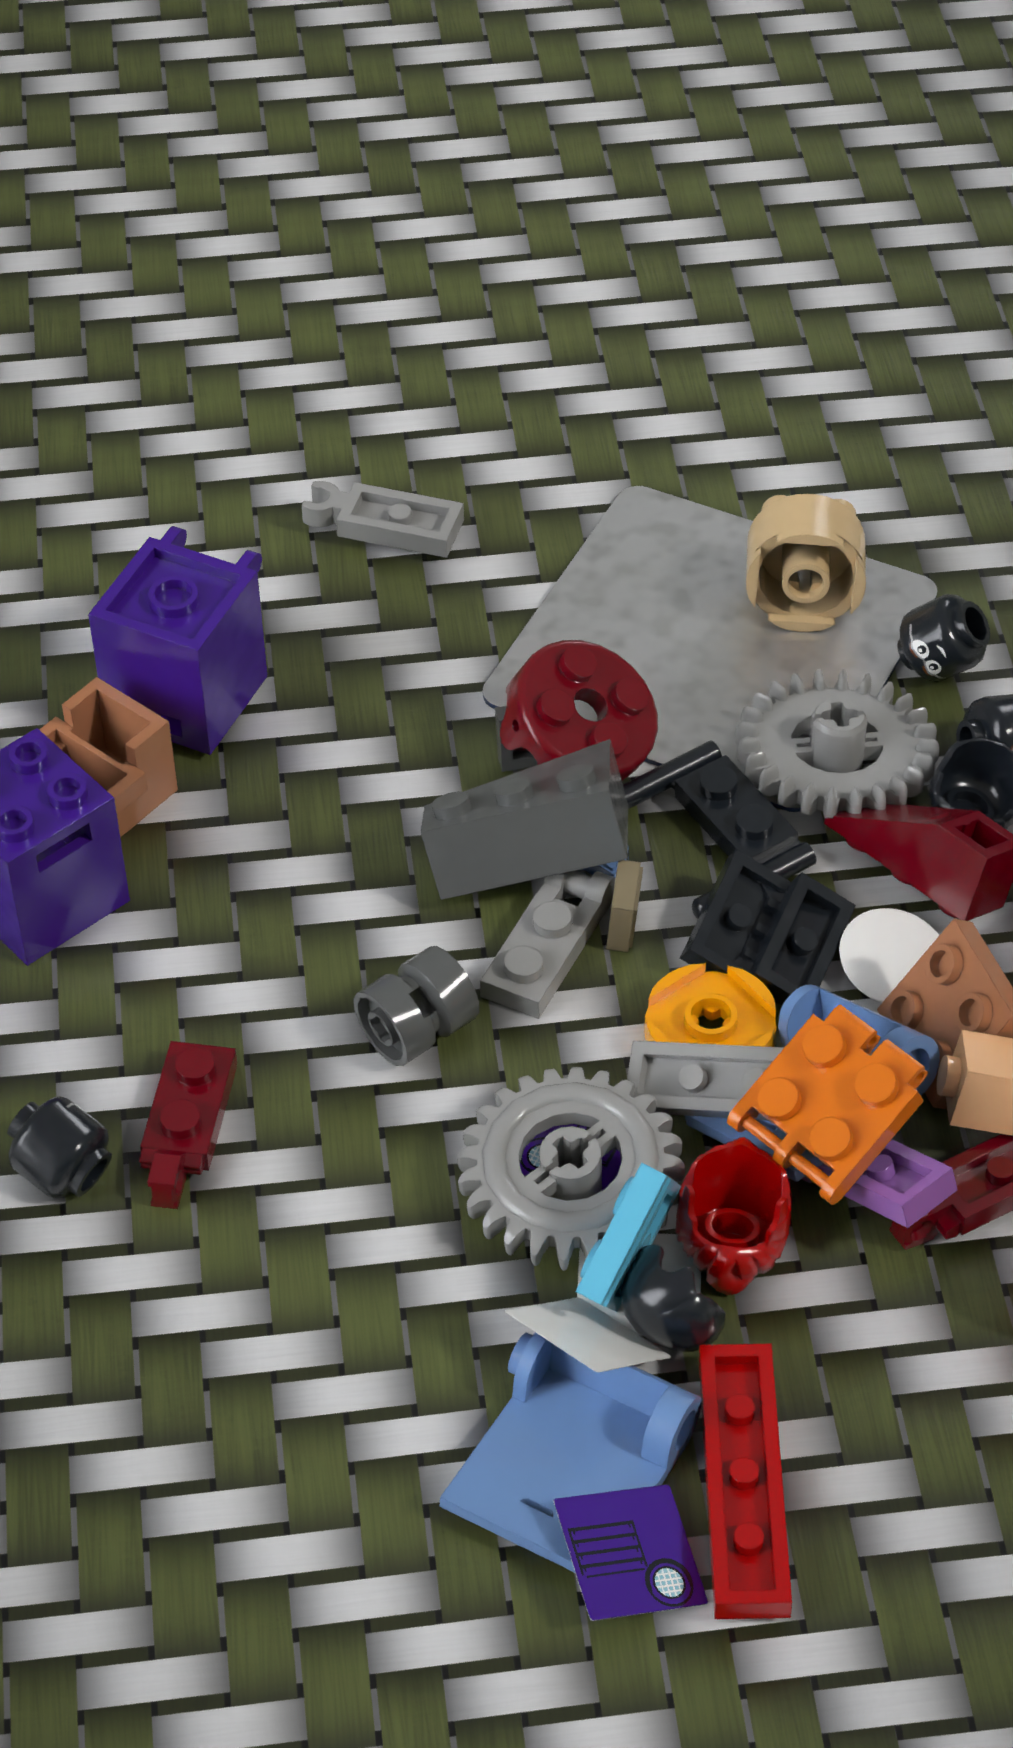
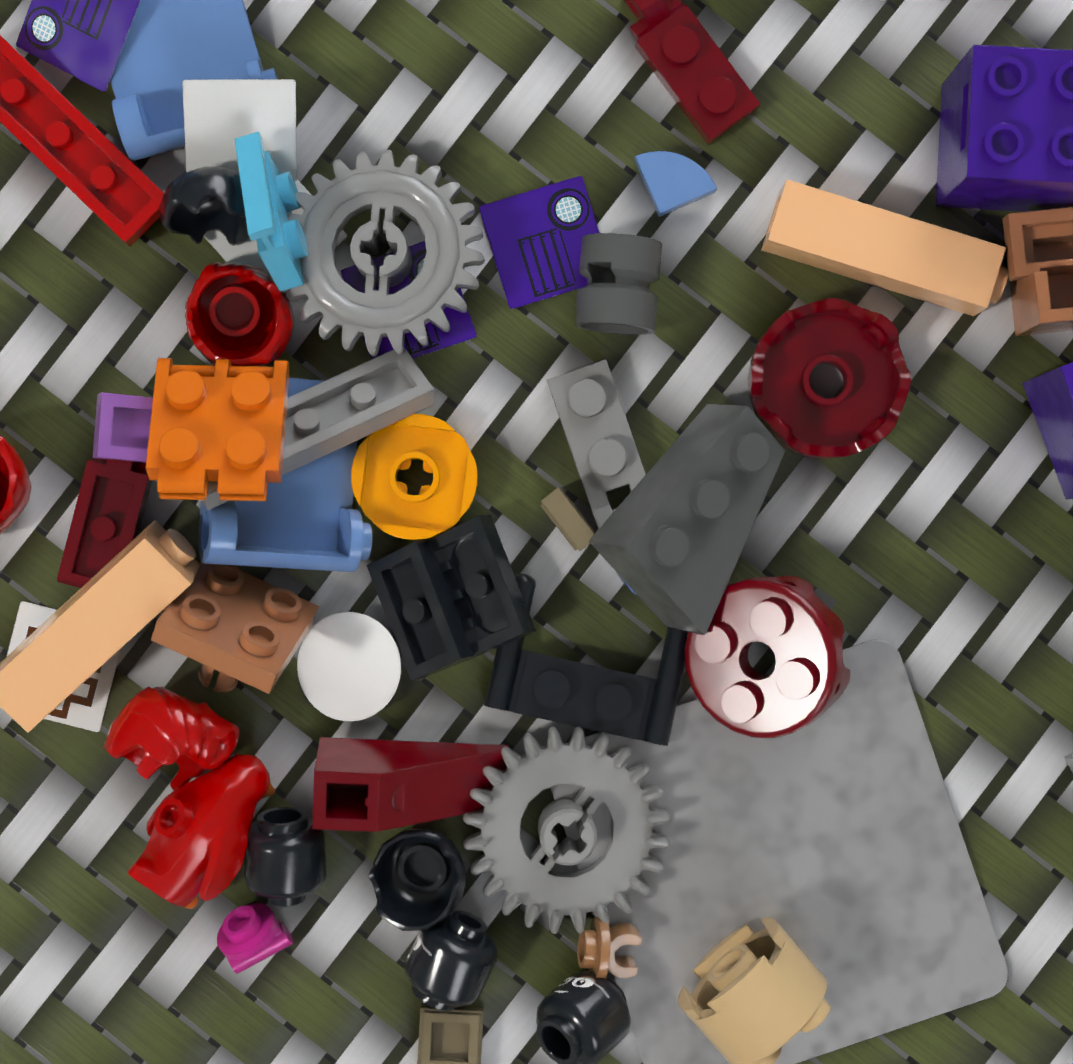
camera: 140 degrees right, 40 degrees up
(205, 887) = (885, 249): none -> light nougat brick
(294, 1053) = (673, 180): none -> medium blue tile
(341, 812) = (873, 372): none -> dark red plate
(430, 1103) = (540, 240): none -> dark purple sticker
(885, 664) = (598, 948): none -> medium nougat plate

